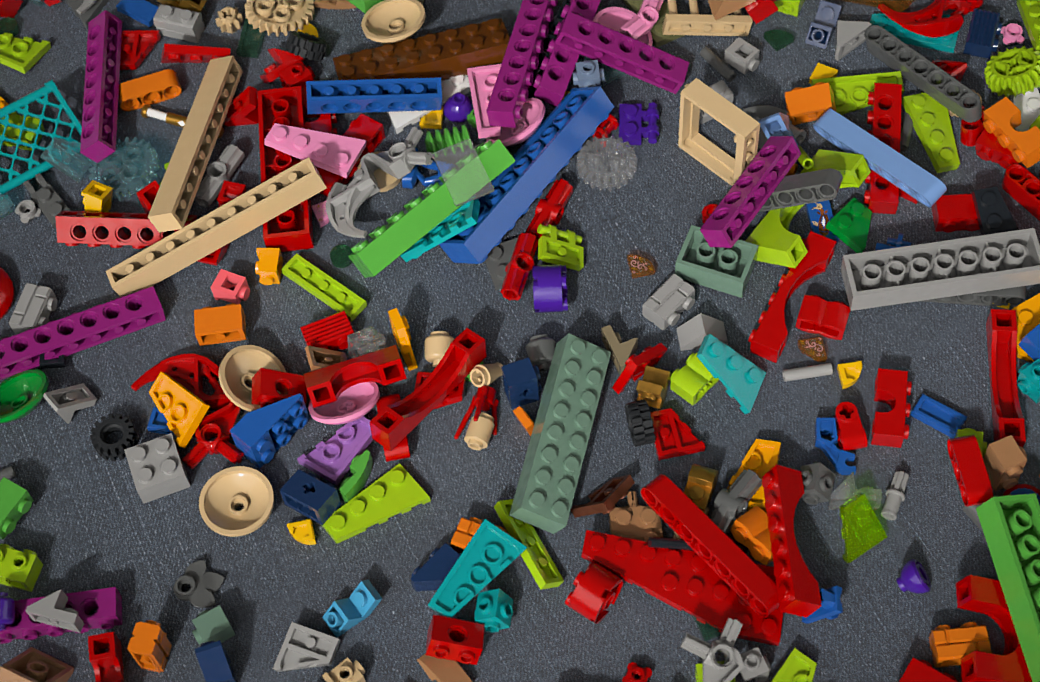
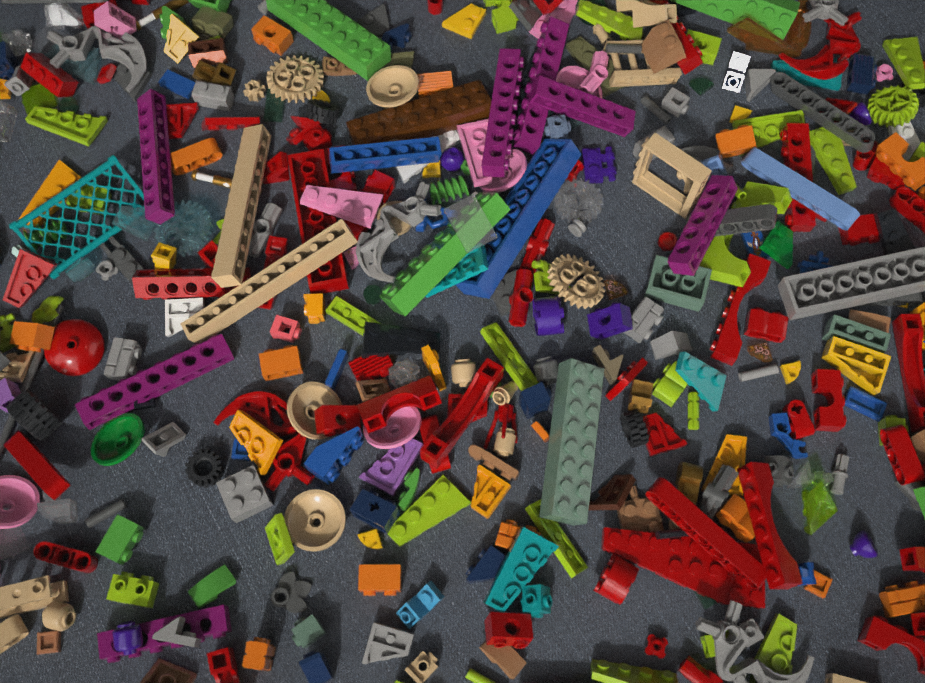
camera: 10 degrees left, 10 degrees up
(100, 570) = (210, 586): none -> bright green slope
(103, 259) = (178, 311): none -> white wing
(191, 519) = (279, 539): none -> lime plate
(286, 335) = (337, 369): none -> blue tile
(307, 574) = (380, 578): none -> orange brick
(353, 303) = (390, 339): none -> black wing
(442, 19) = (434, 82): none -> orange brick
(452, 486) = (488, 492): none -> light orange wing
(462, 452) = (493, 462): none -> medium nougat hinge
(494, 329) = (508, 356): none -> lime plate
(590, 251) = (566, 271): none -> tan gear
(601, 193) = (577, 228): none -> light grey bush
(625, 299) = (619, 322): none -> dark purple brick
(719, 411) = (693, 411): none -> lime axle
(851, 621) = (822, 586): none -> orange tile
(931, 365) = (858, 363): none -> yellow wedge
(933, 334) = (856, 333): none -> sand green brick
(953, 320) = (870, 319): none -> medium nougat slope
(975, 80) = (861, 114): none -> dark purple brick

